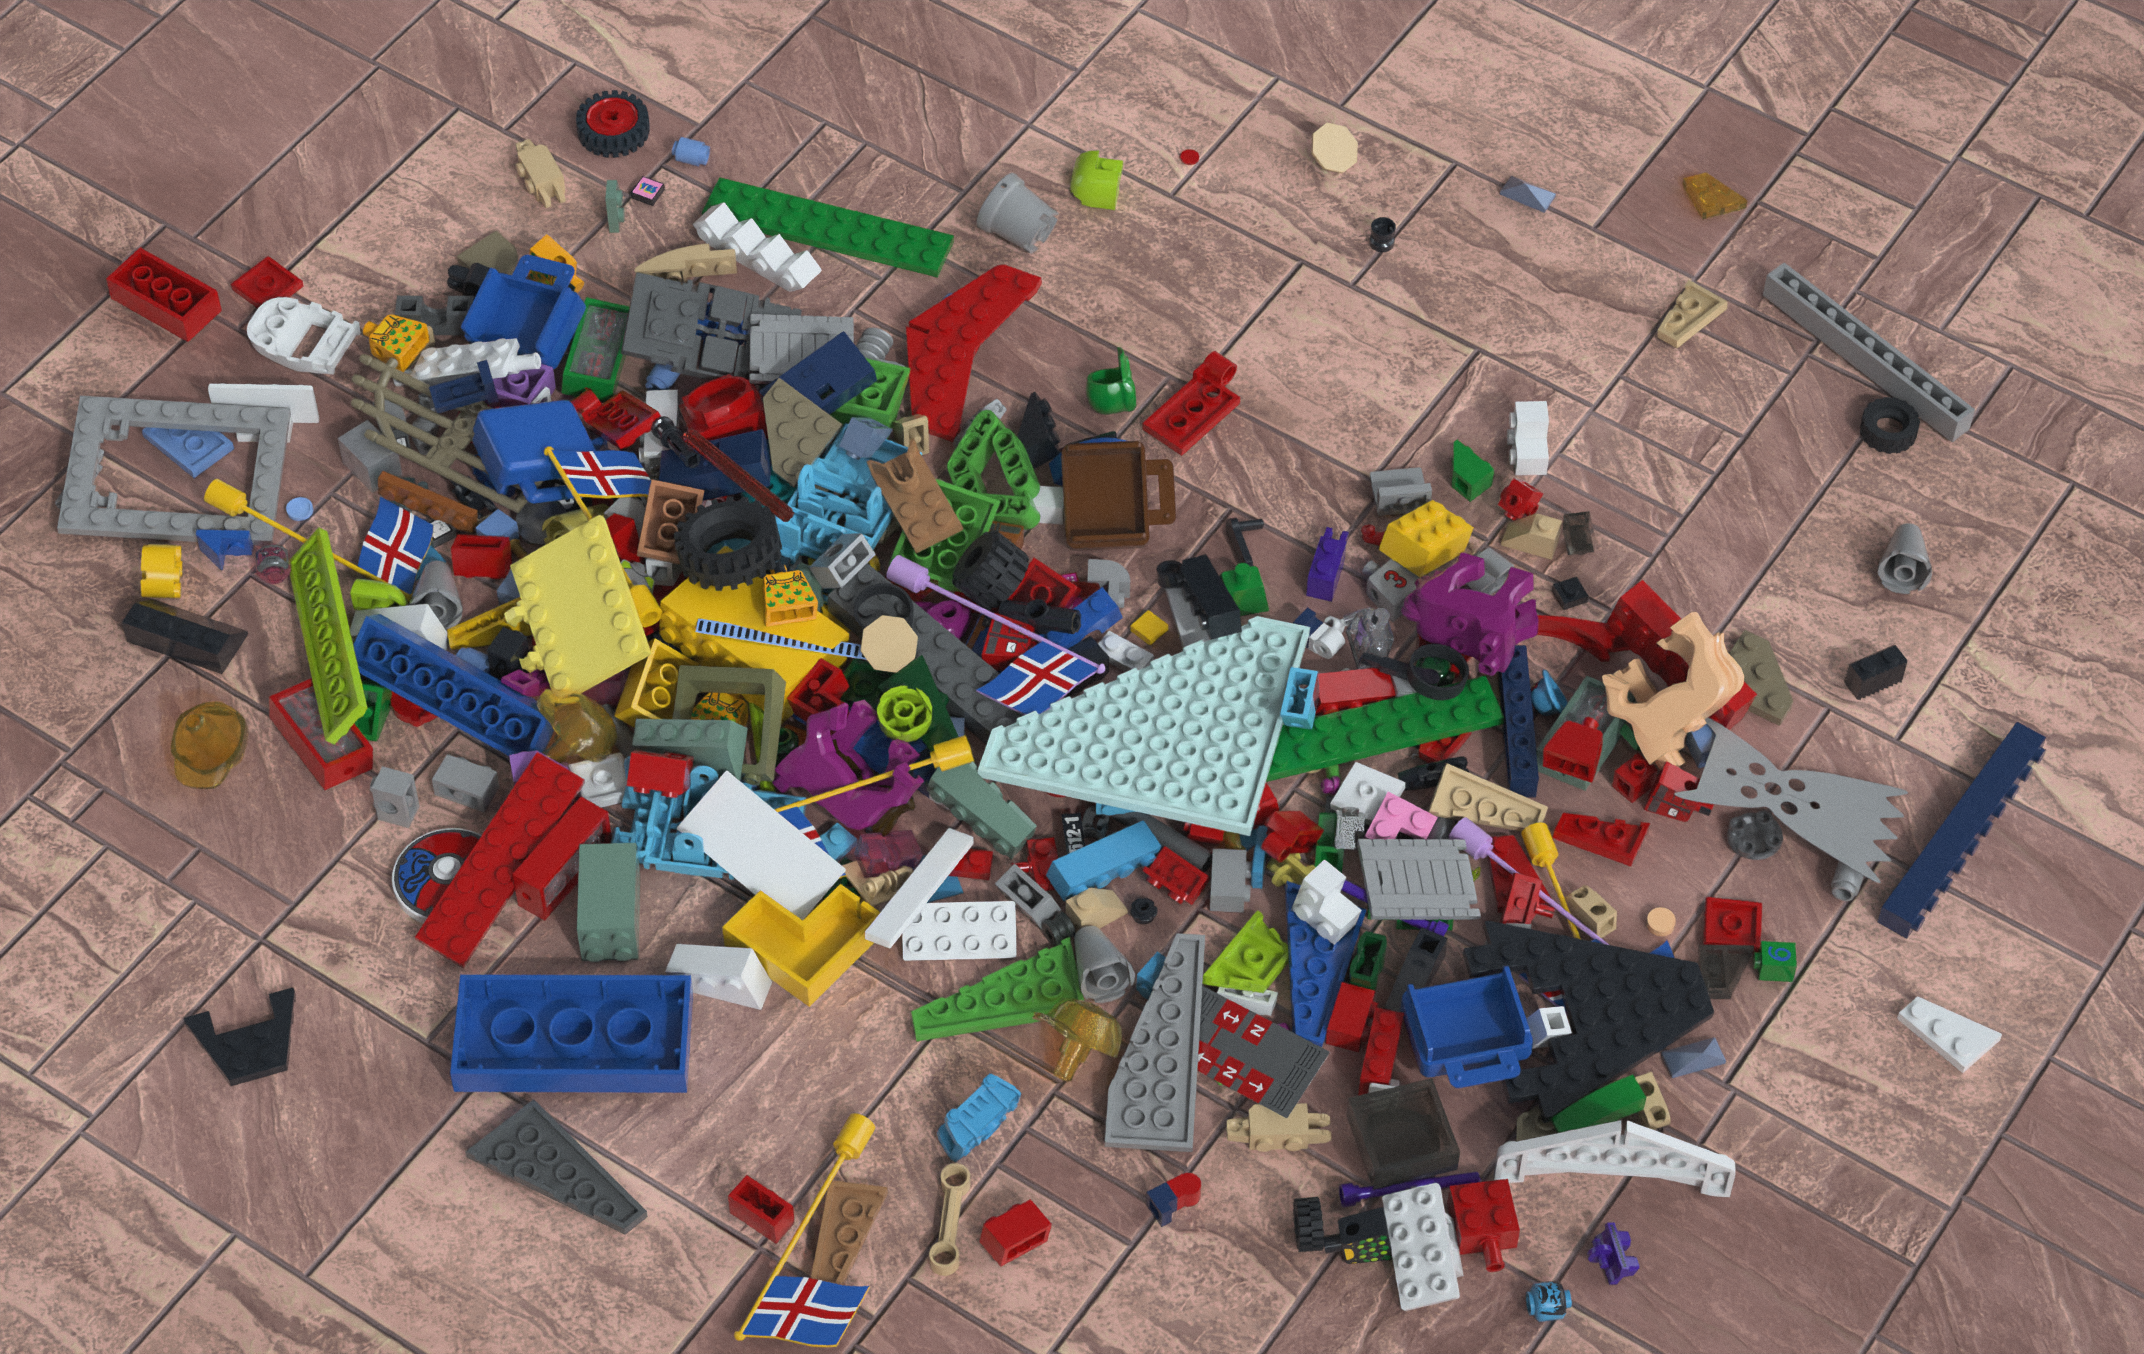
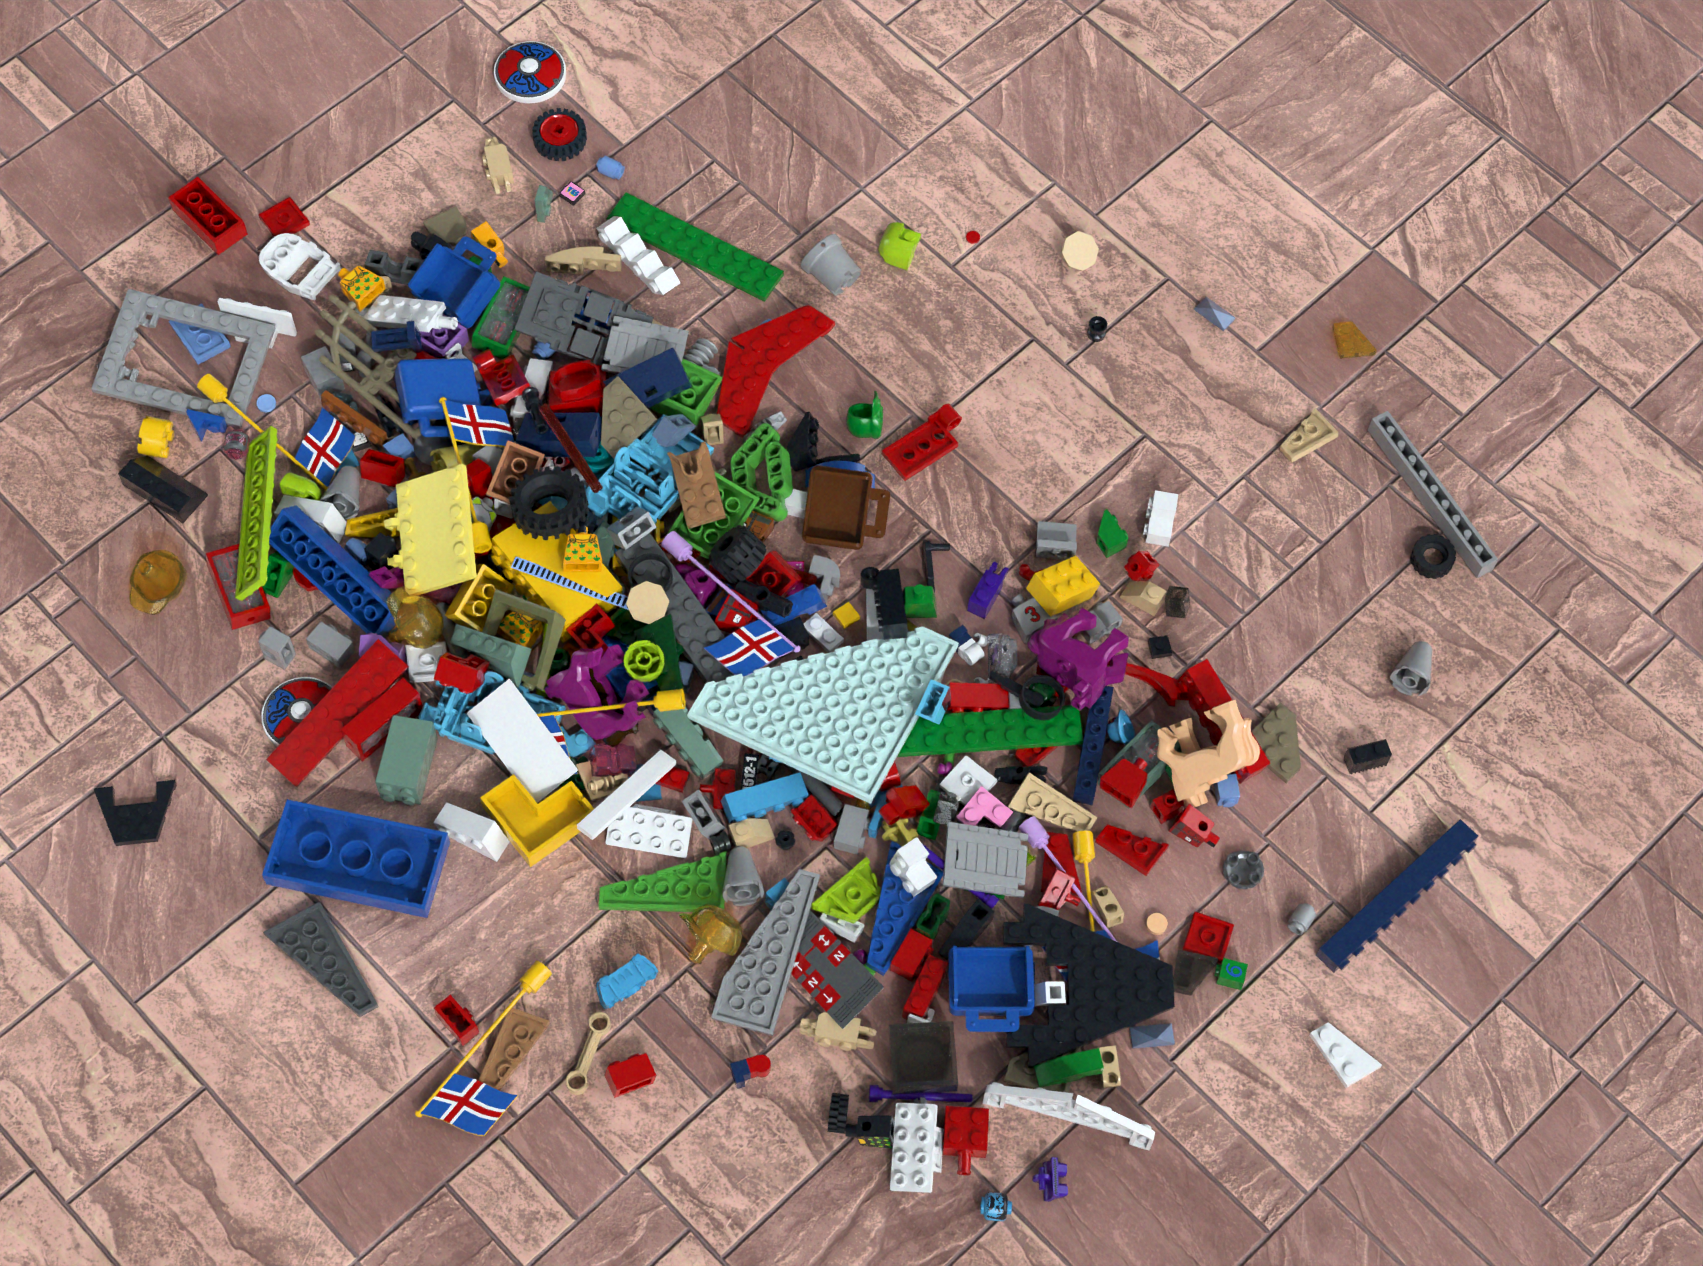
camera: 10 degrees right, 10 degrees up
(552, 58) = (530, 72): none -> dish
(1847, 810) = (1317, 859): light grey piece -> none

